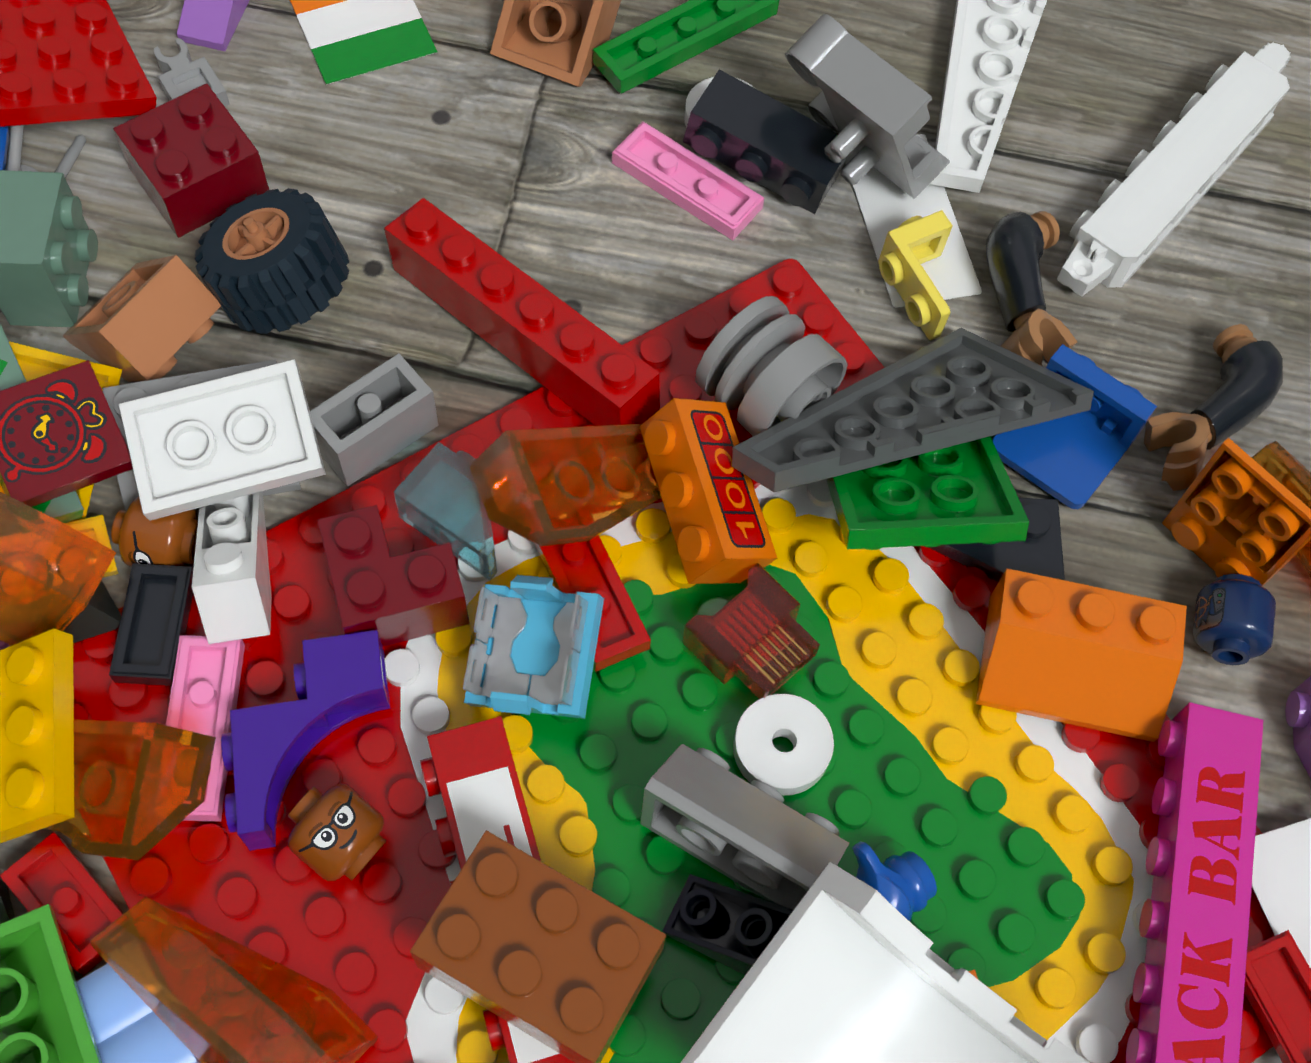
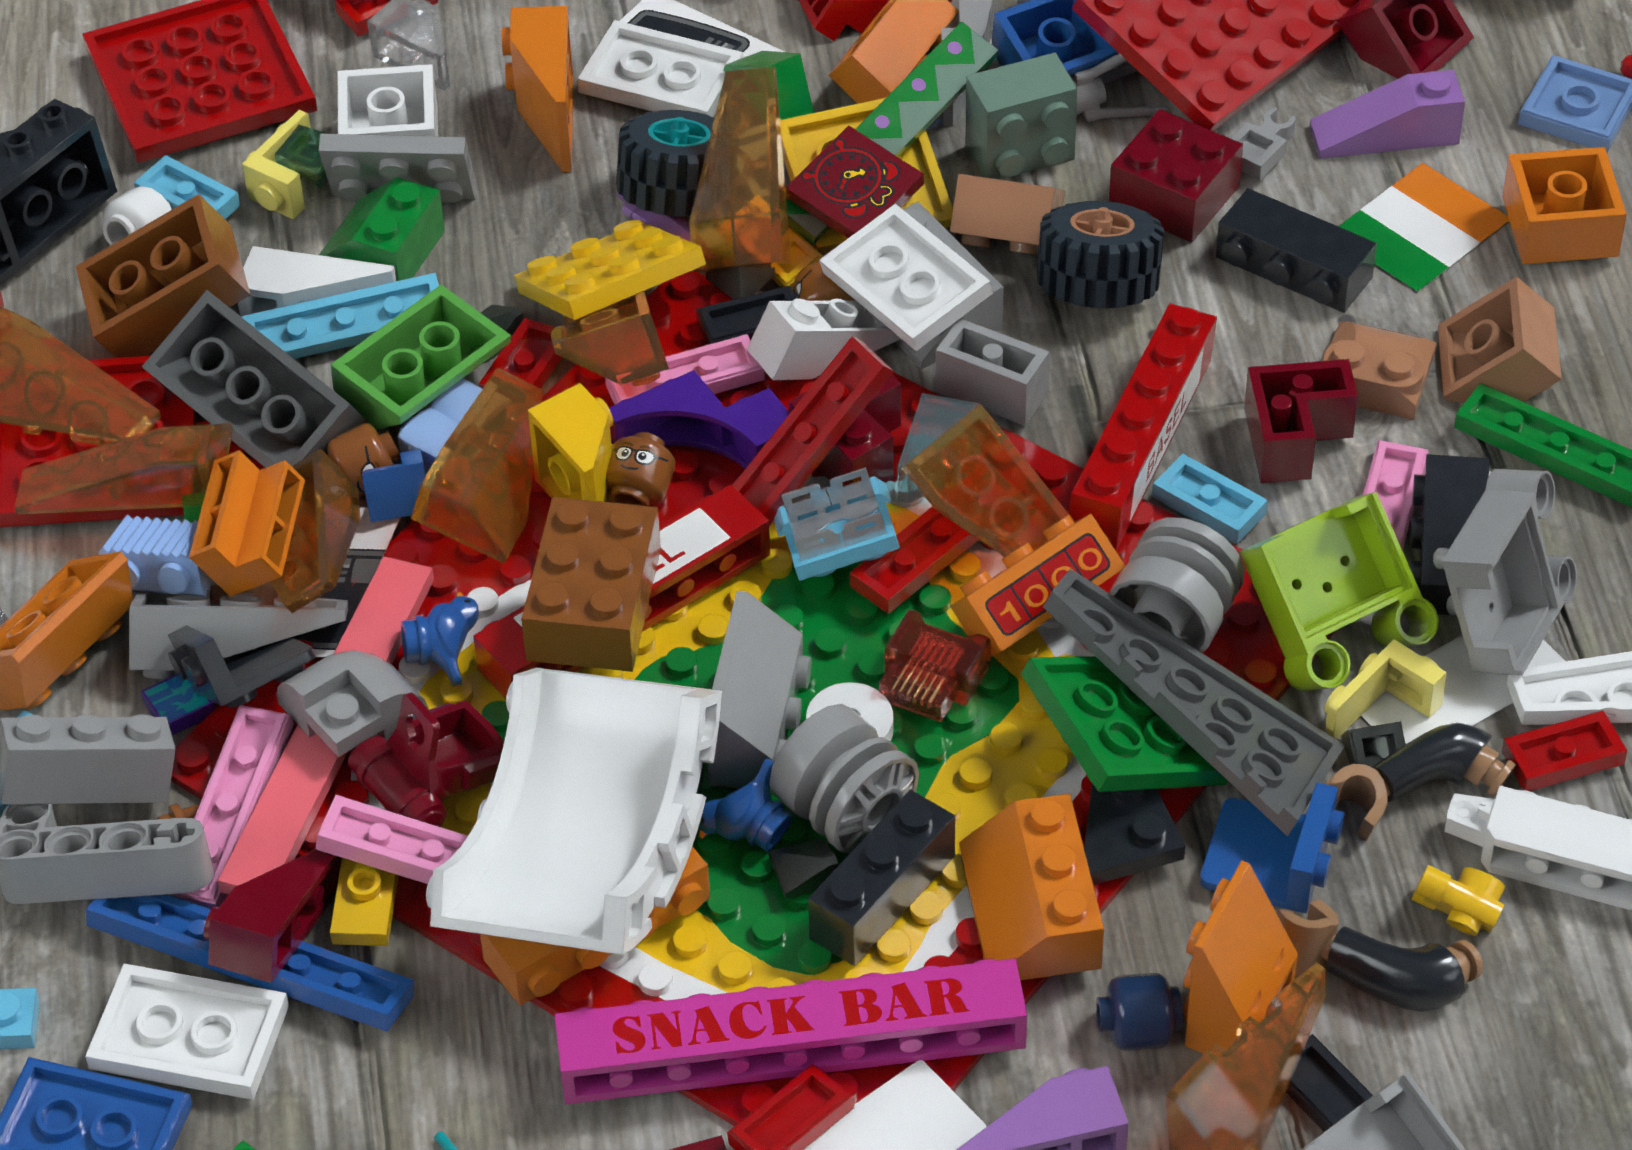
camera: 75 degrees right, 15 degrees down
(297, 894) = (572, 445): none -> yellow slope
(347, 111) = (1296, 250): none -> black brick
(411, 618) = (813, 427): none -> red plate
(520, 118) = (1385, 365): none -> nougat slope
(563, 201) = (1292, 409): none -> dark red brick
(629, 302) = (1209, 498): none -> medium azure plate
(815, 247) = (1330, 576): none -> lime piece
(907, 777) = (841, 775): none -> light grey wheel
(962, 862) = (802, 866): none -> pearl dark grey slope
(973, 308) = (1372, 743): none -> pearl dark grey slope
(1024, 791) = (881, 877): none -> black brick
(1028, 171) = (1564, 751): none -> red plate
(1173, 315) = (1469, 902): none -> yellow plate

